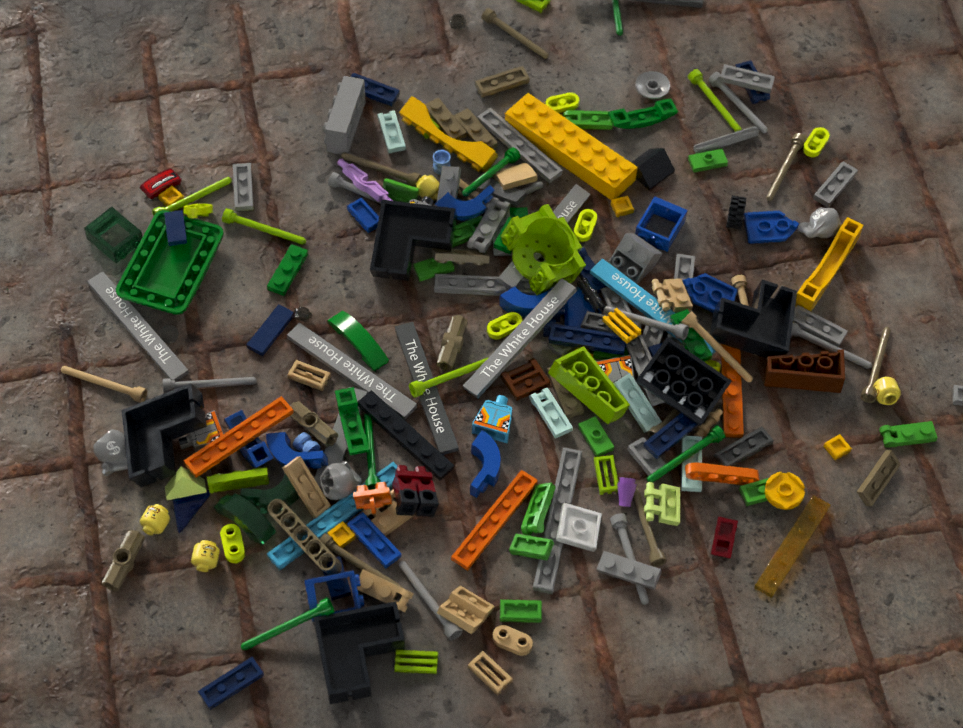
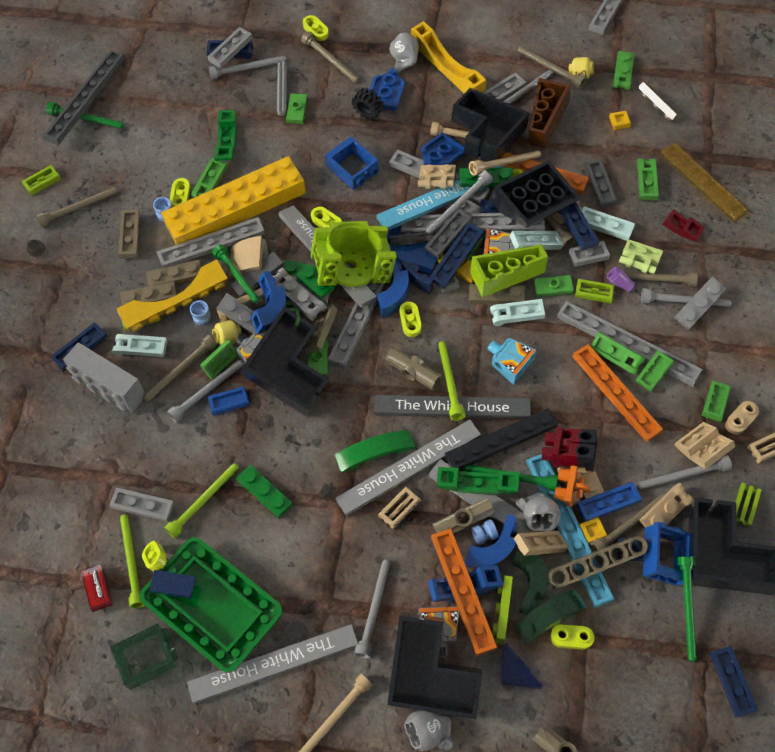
camera: 65 degrees left, 5 degrees up
(155, 519) = (527, 707): light yellow head -> none
(170, 196) = (118, 582): yellow tile -> none
(184, 485) = (494, 667): yellowish green slope -> none
(205, 555) = (585, 666): light yellow head -> none
(270, 330) = (331, 528): dark blue tile -> none
(360, 181) = (183, 390): lavender piece -> none
(488, 453) = (557, 376): blue arch -> none
(519, 338) = (436, 309): light grey tile -> none
(528, 383) = (480, 318): reddish brown plate -> none
(540, 92) = (160, 205): none -> light blue wheel
(578, 527) = (644, 328): white tile -> none
(622, 206) = (316, 187): yellow tile -> none
(624, 323) = (457, 219): yellow tile -> none
(634, 257) = (379, 193): light grey slope -> none
(652, 85) = (196, 118): light grey dish -> none
(653, 167) = (283, 145): black slope -> none
(696, 78) = (205, 86): lime piece -> none
(715, 434) = (588, 195): green piece -> none
(721, 473) = (628, 202): orange beam -> none
(784, 490) = (656, 166): yellow tile -> none
(835, 184) = (364, 30): light grey plate -> none

